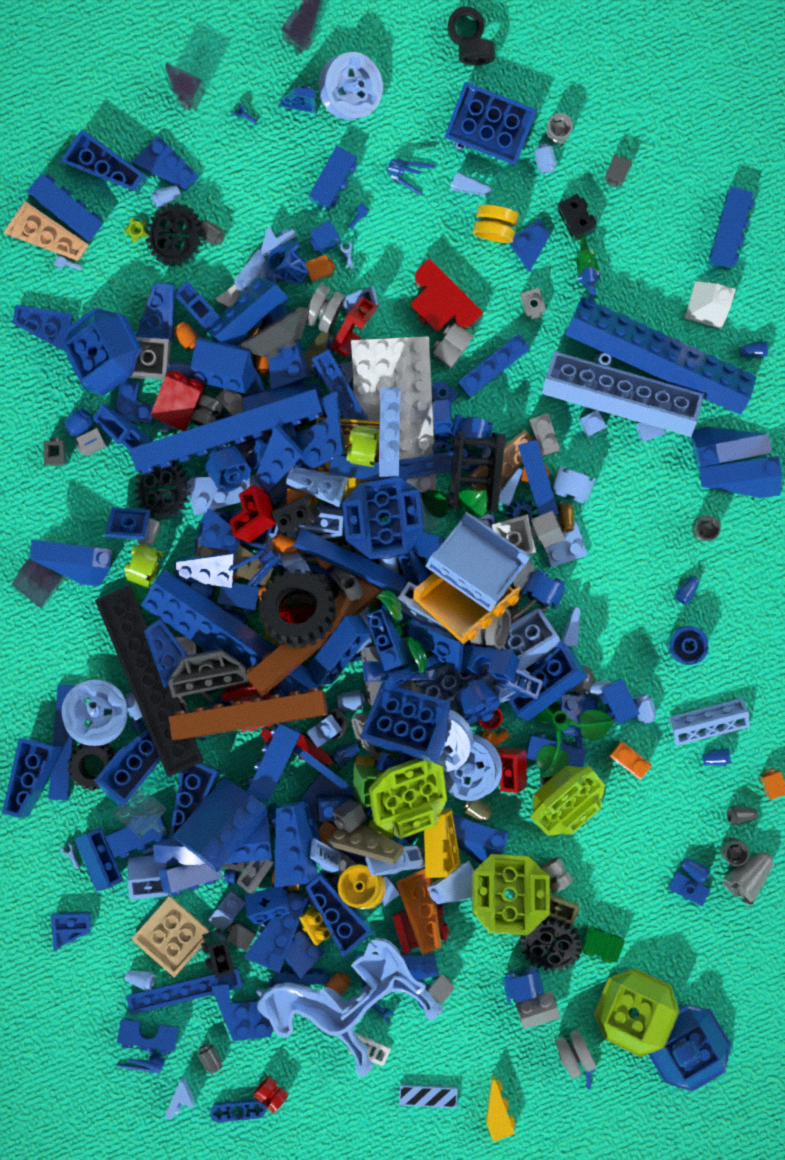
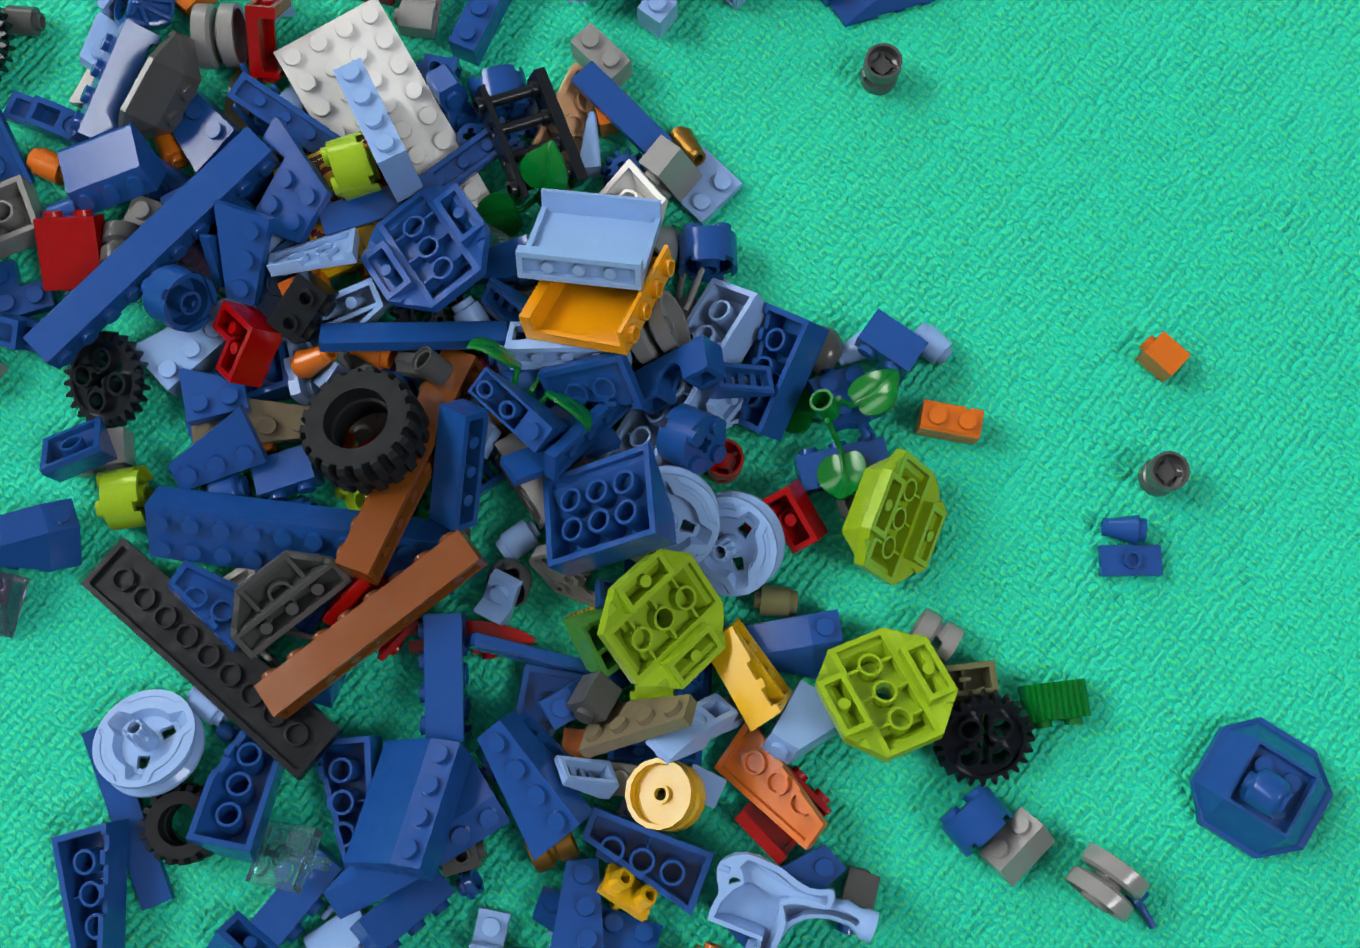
camera: 30 degrees left, 10 degrees down
(254, 874) = (499, 859): light grey panel -> none
(267, 560) = (294, 394): blue plant -> none
(267, 904) = (539, 896): blue brick -> none
(345, 754) = (547, 619): blue cone -> none
(496, 739) = (753, 487): orange arm -> none
(572, 629) = (774, 286): light blue slope -> none
(574, 484) = (673, 96): light blue brick -> none
(656, 1012) = (1195, 769): lime piece -> none
(687, 590) = (900, 164): blue cone -> none
(698, 644) = (957, 227): blue brick -> none
(709, 718) = (1027, 312): light blue fence -> none
(717, 758) = (1069, 358): blue cone -> none
(741, 814) = (1141, 421): dark grey cone -> none
(749, 878) = (1205, 501): light grey cone -> none

